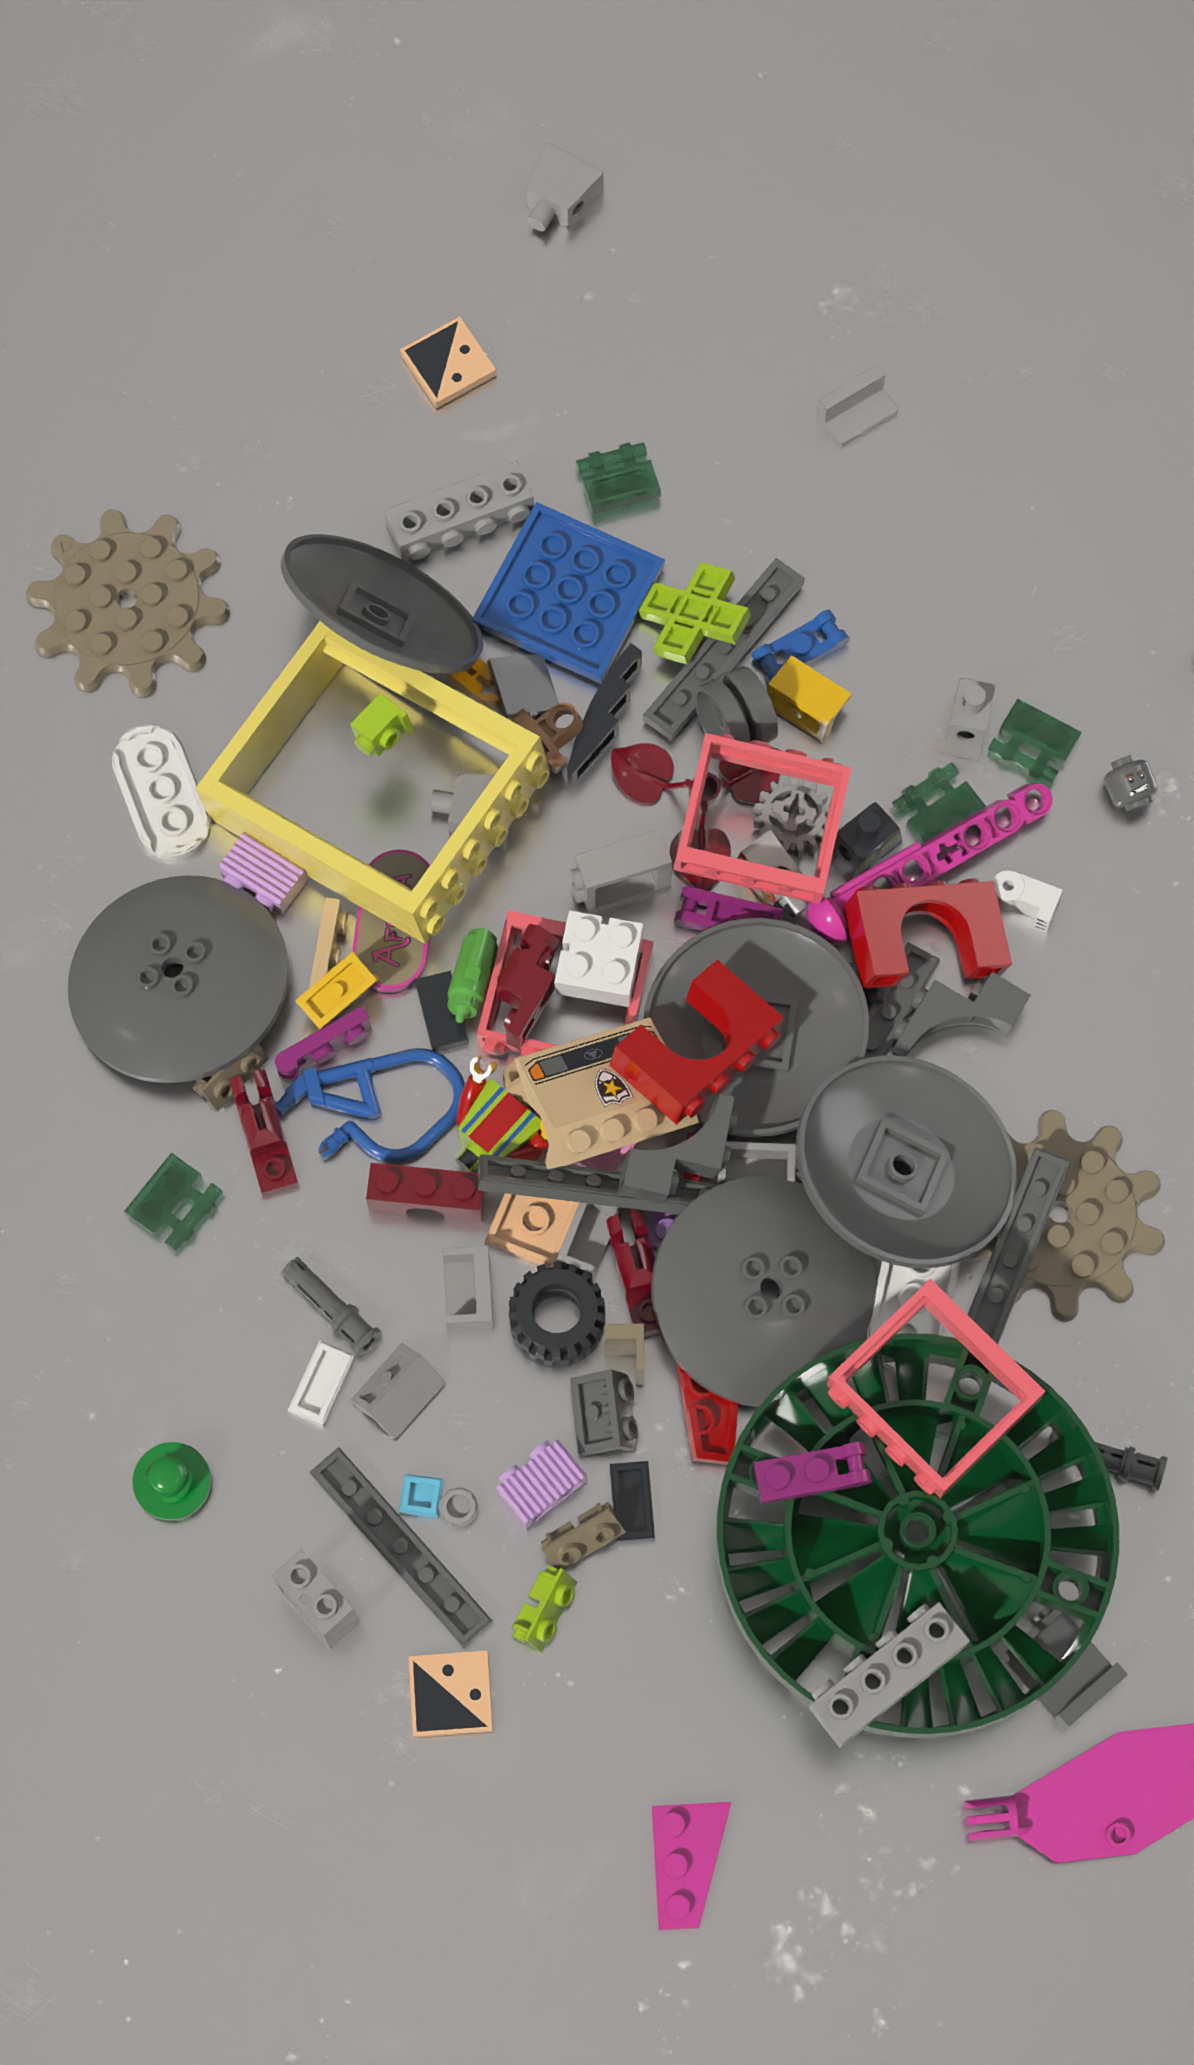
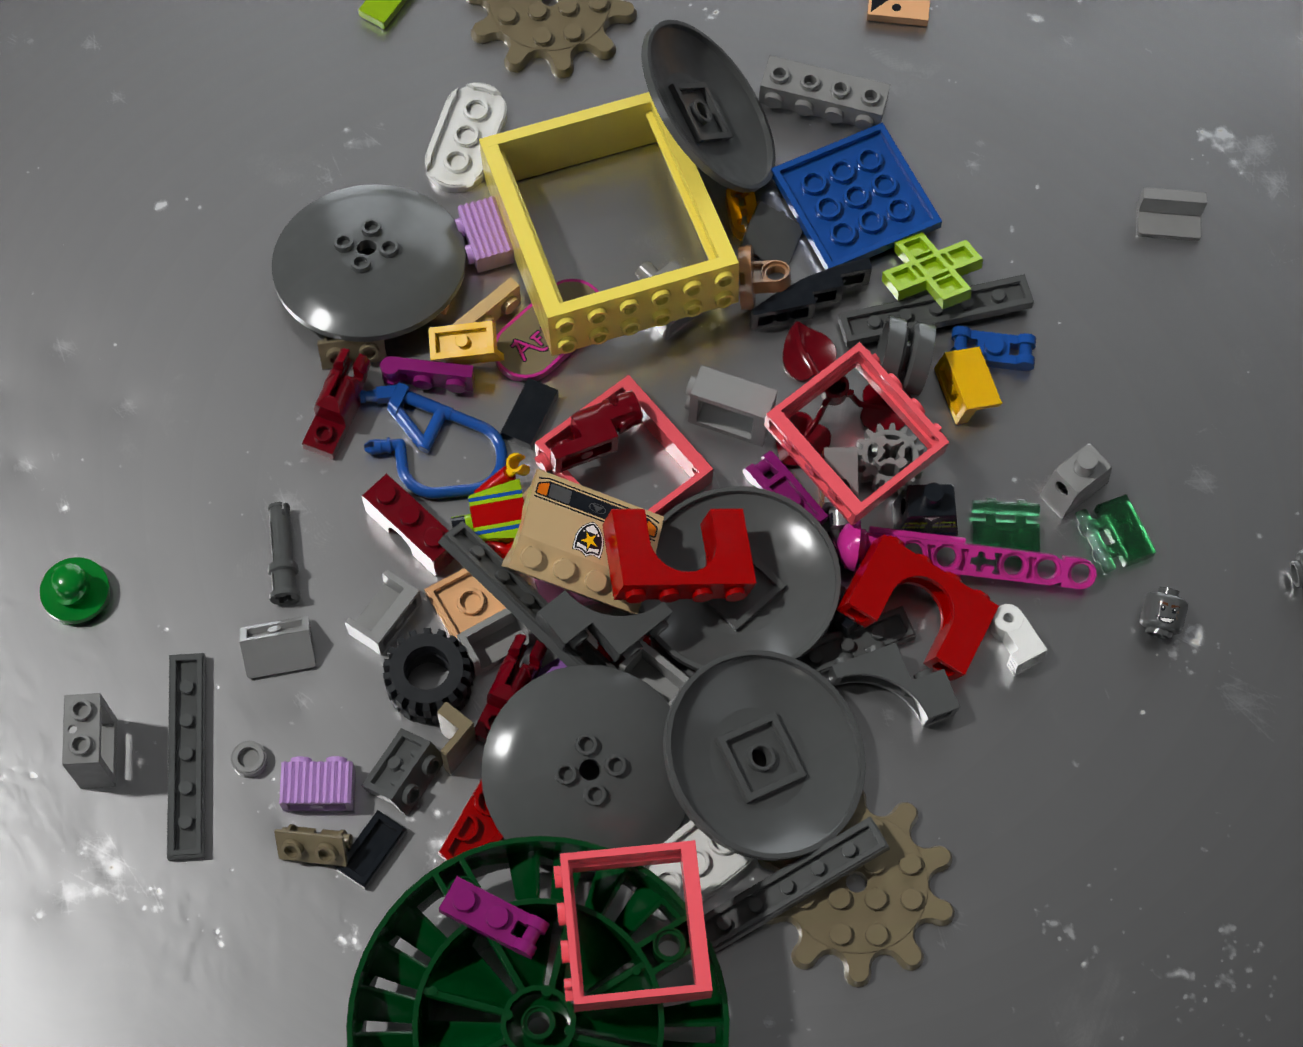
camera: 35 degrees right, 5 degrees down
(164, 1195) = (238, 397): clear green plate -> none
(321, 1383) = (231, 602): white tile -> none
(380, 726) = (633, 179): lime brick -> none
(421, 1496) = (230, 730): medium azure tile -> none
(450, 1694) = (130, 884): tile -> none
(472, 973) = (567, 400): bright green piece -> none
(554, 1592) = (232, 883): lime hinge -> none
(599, 959) = (661, 450): white piece -> none
(618, 486) = (953, 153): clear green plate -> none

